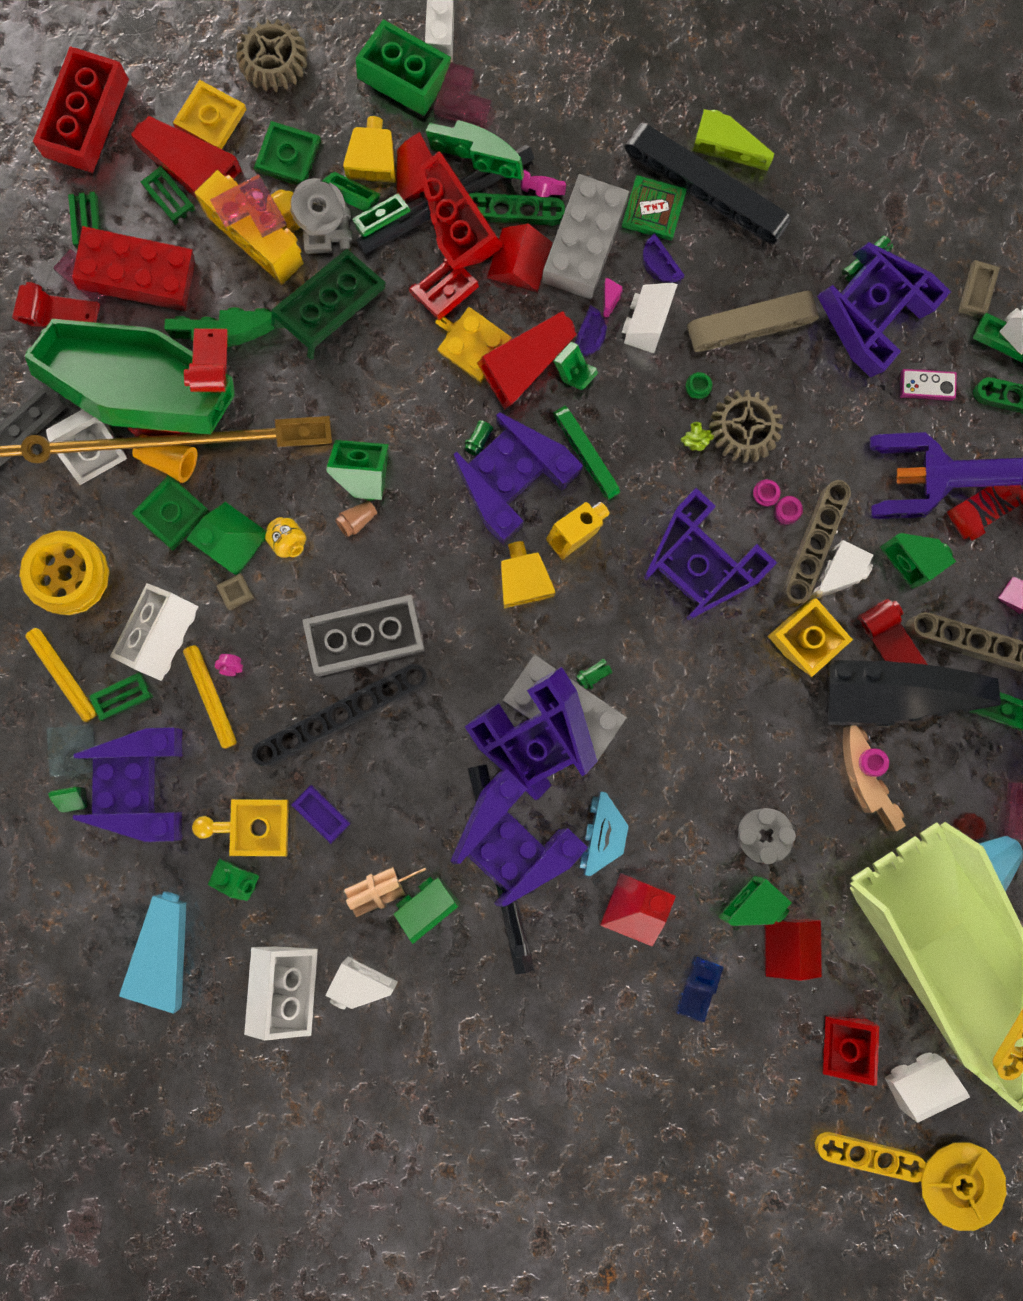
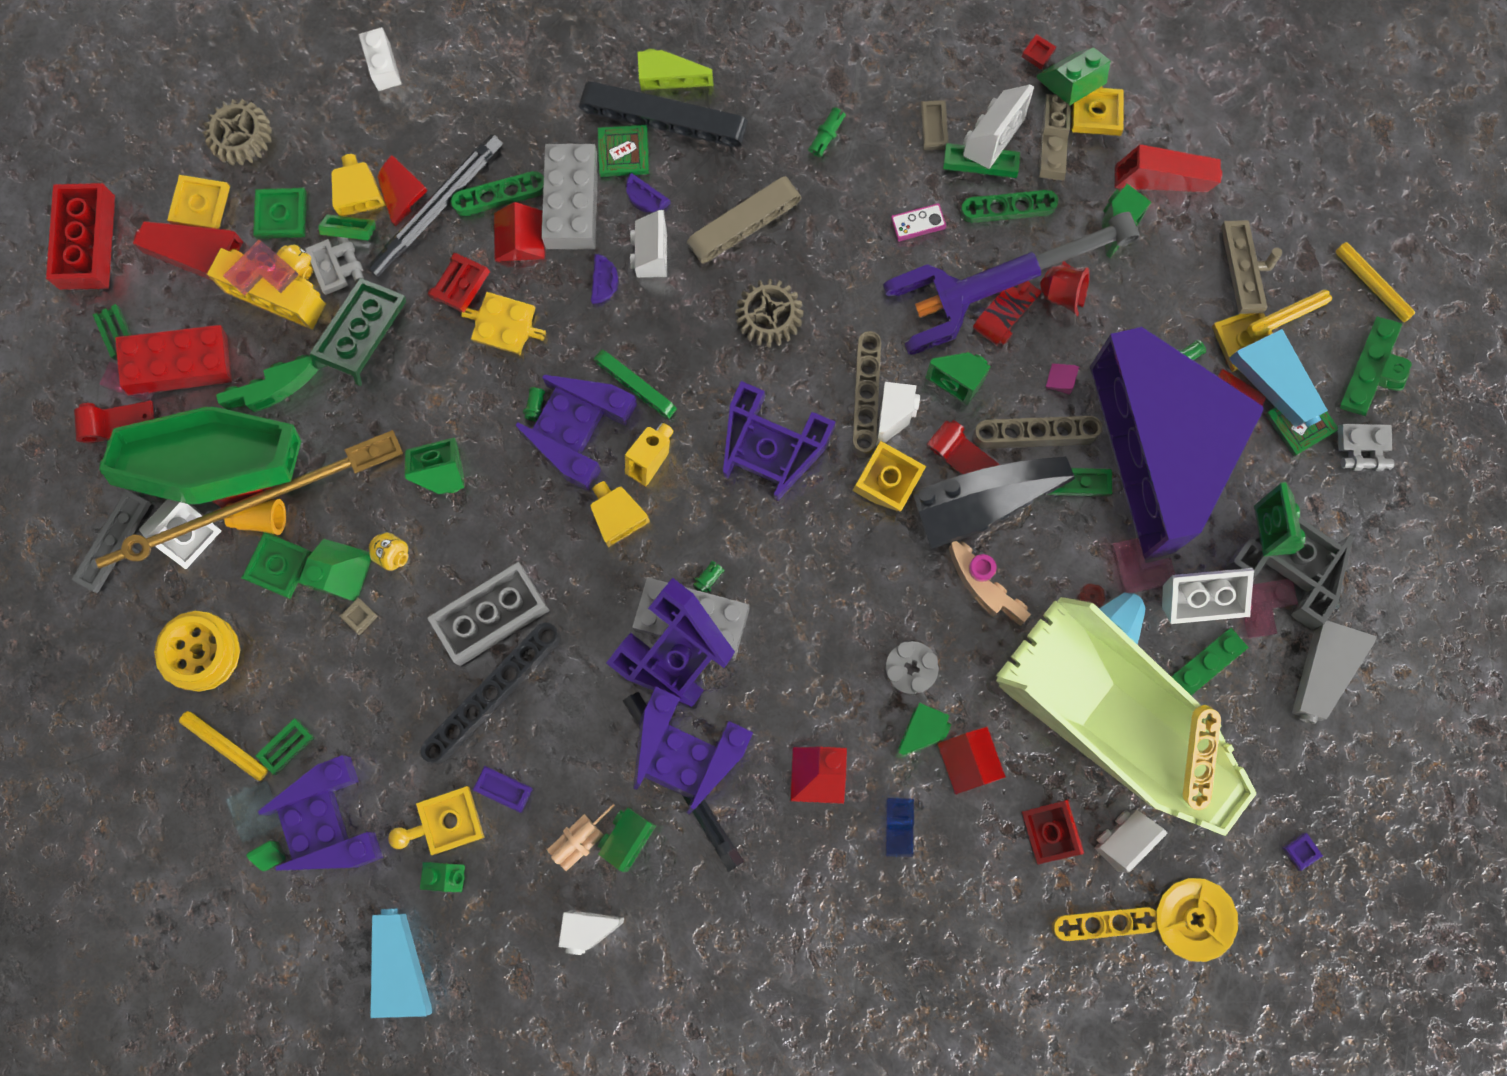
camera: 10 degrees left, 5 degrees down
(154, 631) = (296, 676): white slope -> none
(180, 211) = (200, 296): green tile -> none
(209, 361) = (268, 418): red door -> none
(209, 696) = (366, 718): yellow axle -> none
(228, 664) = (374, 683): dark pink plate -> none
(280, 992) = (519, 963): white slope -> none
(323, 193) = (321, 264): light grey plate -> none
(355, 518) = (446, 513): nougat cone -> none
(380, 215) = (381, 238): green slope -> none
(402, 67) = (358, 104): green slope -> none
(456, 102) = (415, 117): clear pink plate -> none
(458, 223) = (455, 224): red wedge -> none
(484, 148) = (447, 148): green slope -> none
(521, 360) = (550, 320): red slope -> none
(542, 185) = (517, 164): dark pink piece -> none
(574, 368) = (598, 313): green bracket -> none
(605, 835) = (767, 717): medium azure slope -> none
(611, 296) = (611, 239): dark pink slope -> none
(697, 438) = (730, 337): lime plant -> none
(698, 385) = (715, 291): green plate -> none
(766, 493) = (808, 365): dark pink plate -> none
(788, 510) = (832, 373): dark pink tile -> none
(874, 301) = (842, 167): dark purple wedge -> none

